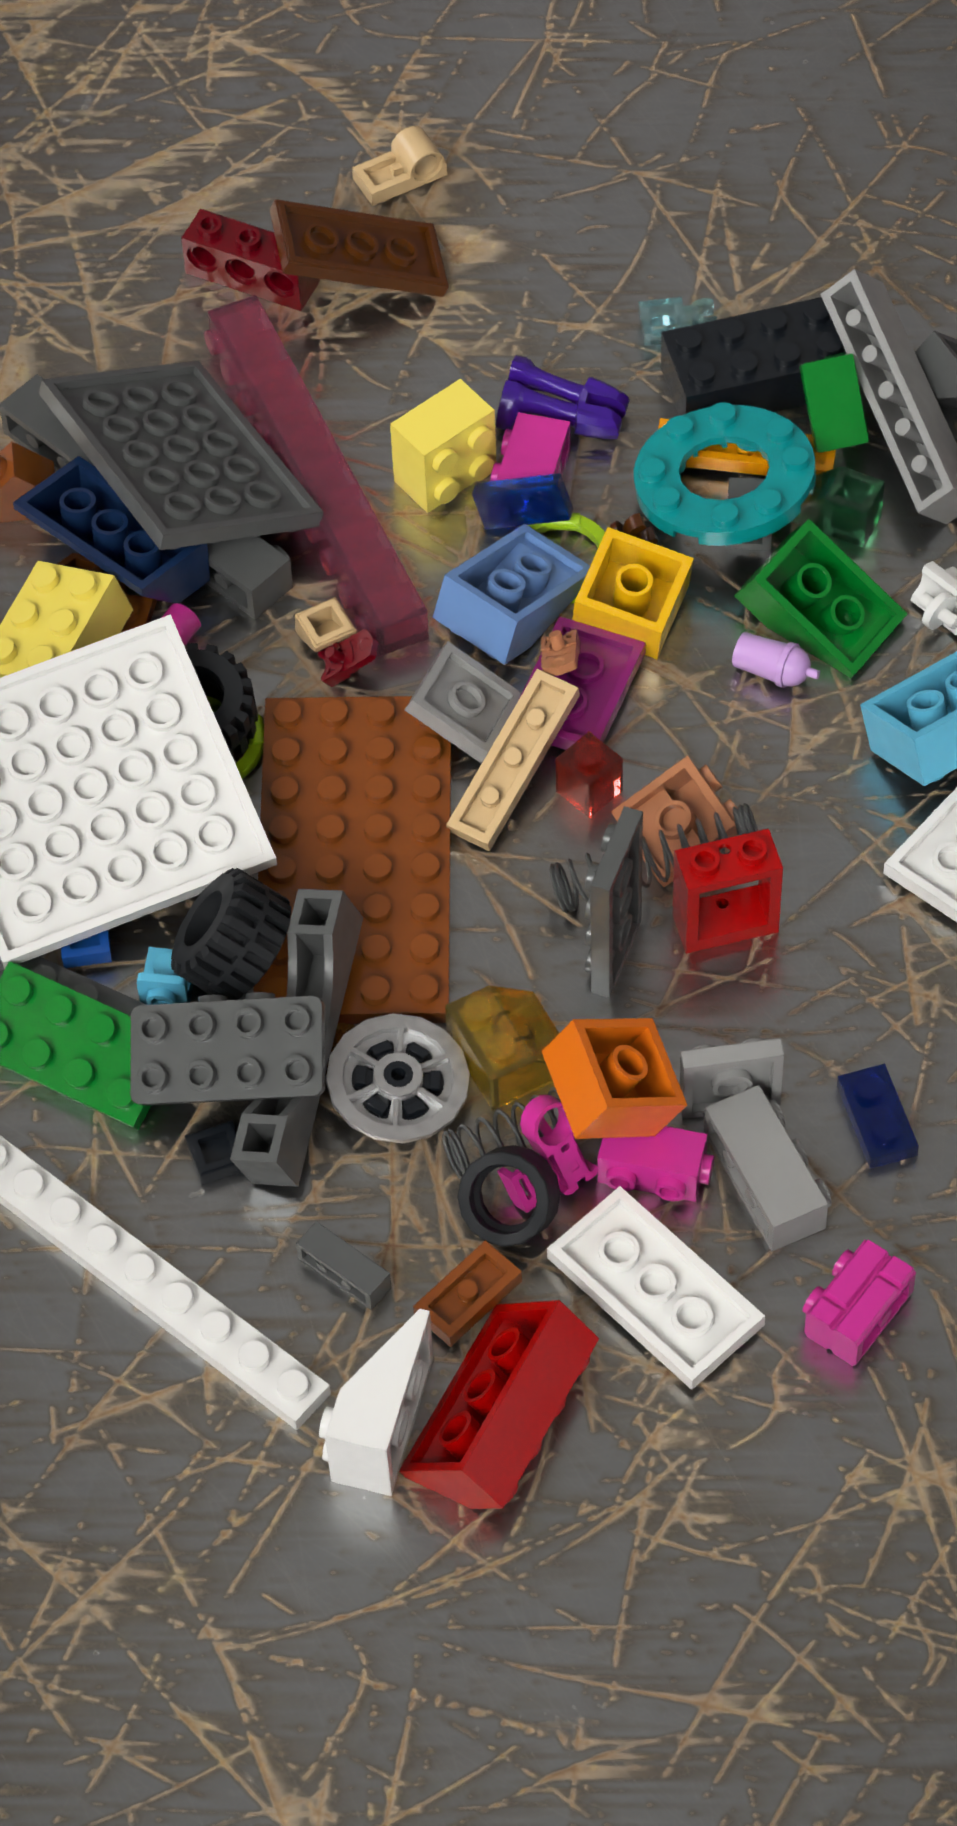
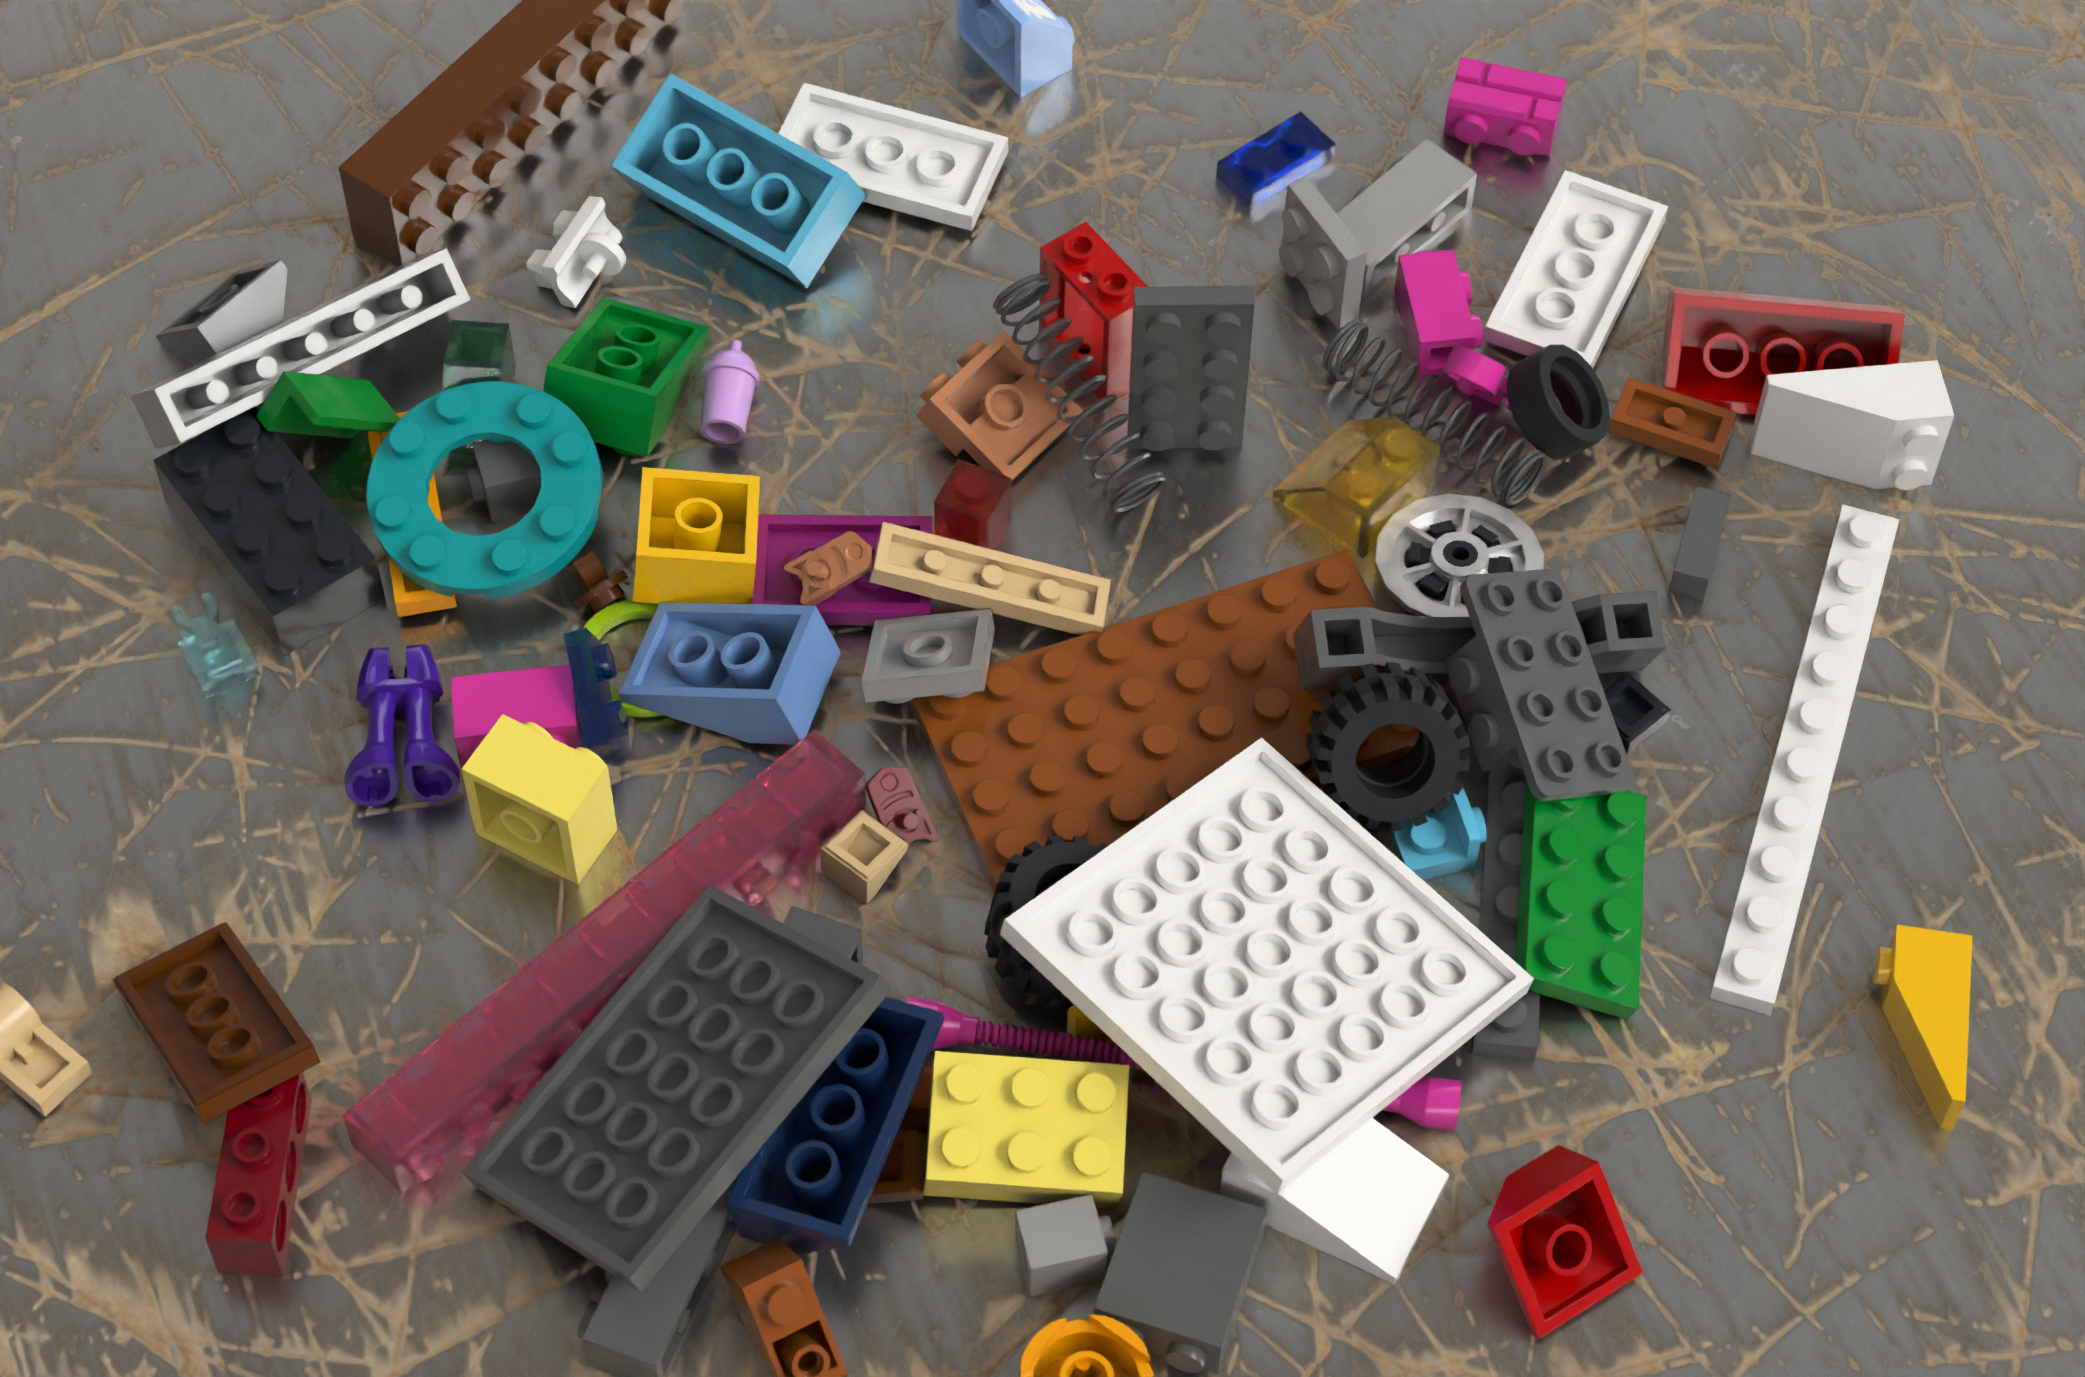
camera: 115 degrees left, 0 degrees up
(614, 1078) = (1415, 300): orange brick -> none

